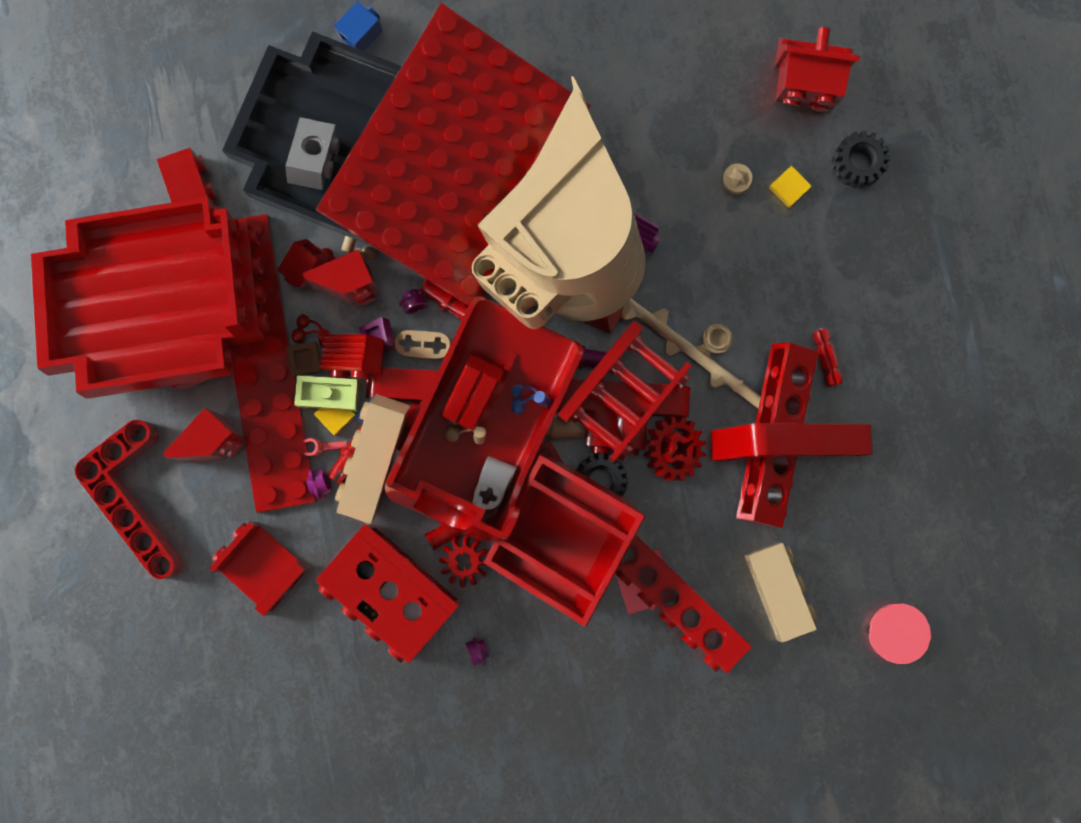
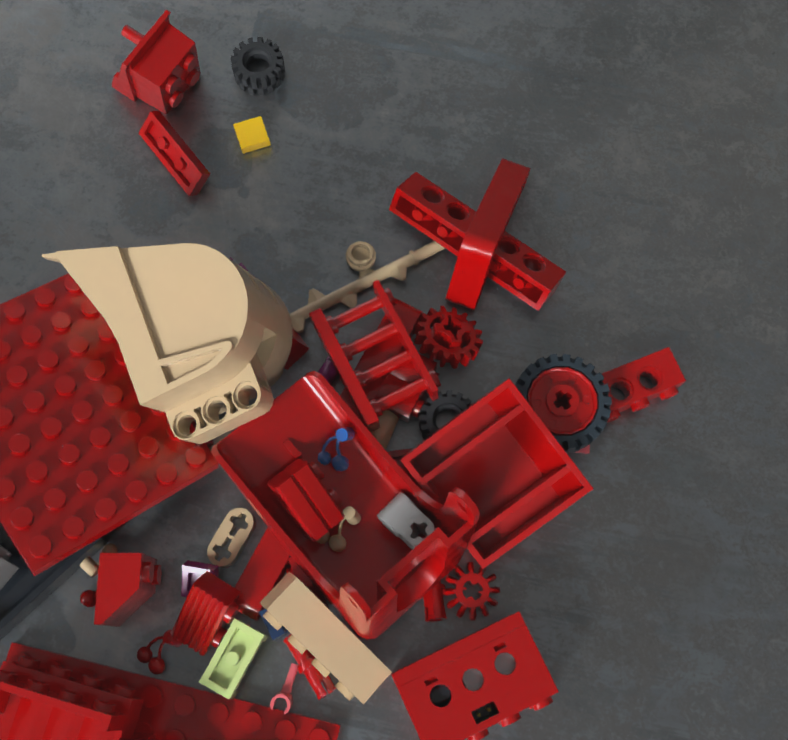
camera: 70 degrees left, 10 degrees down
(301, 258) = (78, 626): red brick -> none
(304, 359) = (184, 669): reddish brown plate -> none
(318, 483) = (323, 712): magenta plate -> none
(334, 419) = (263, 664): yellow tile -> none
(413, 301) = (182, 527): magenta plate -> none
(444, 299) = (199, 492): red pin -> none
(477, 651) = (568, 619): magenta plate -> none
(675, 582) = (579, 387): none -> wheel
(737, 128) = (174, 153): none -> red plate
(737, 179) = (222, 176): tan tile -> none
(781, 591) = (625, 301): tan brick -> none
(828, 357) = (425, 168): red axle -> none
(899, 633) = (702, 218): coral tile -> none

